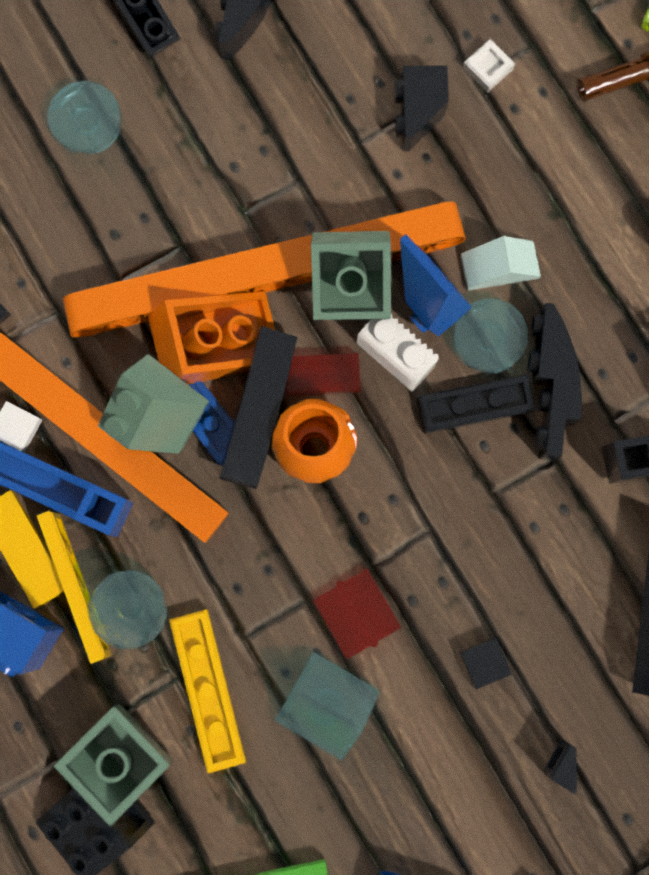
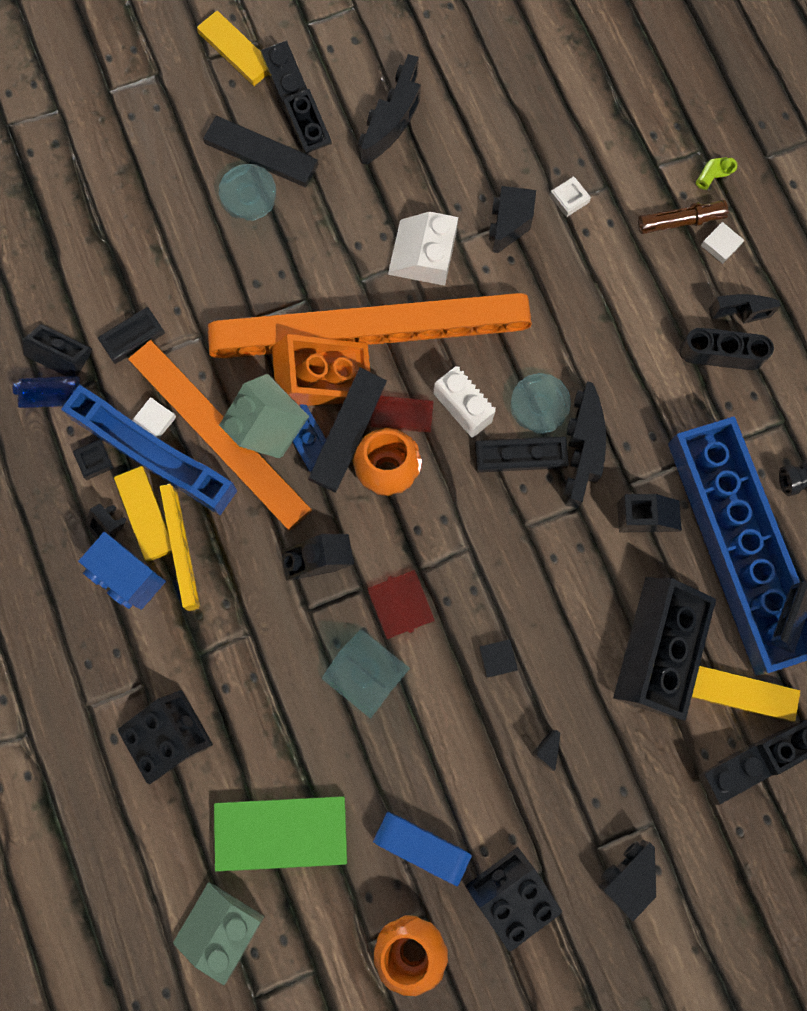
camera: 10 degrees right, 5 degrees down
(92, 62) = (261, 151): none -> black tile
(113, 763) = (188, 688): sand green slope -> none
(127, 609) = (218, 571): clear light blue tile -> none
(207, 691) = (272, 647): yellow tile -> none
(246, 571) = (317, 556): none -> black slope
(317, 158) = (424, 247): none -> white slope
(351, 275) = (435, 336): sand green slope -> none
(428, 291) = (495, 359): blue slope -> none
(500, 263) = (556, 347): light aqua slope -> none

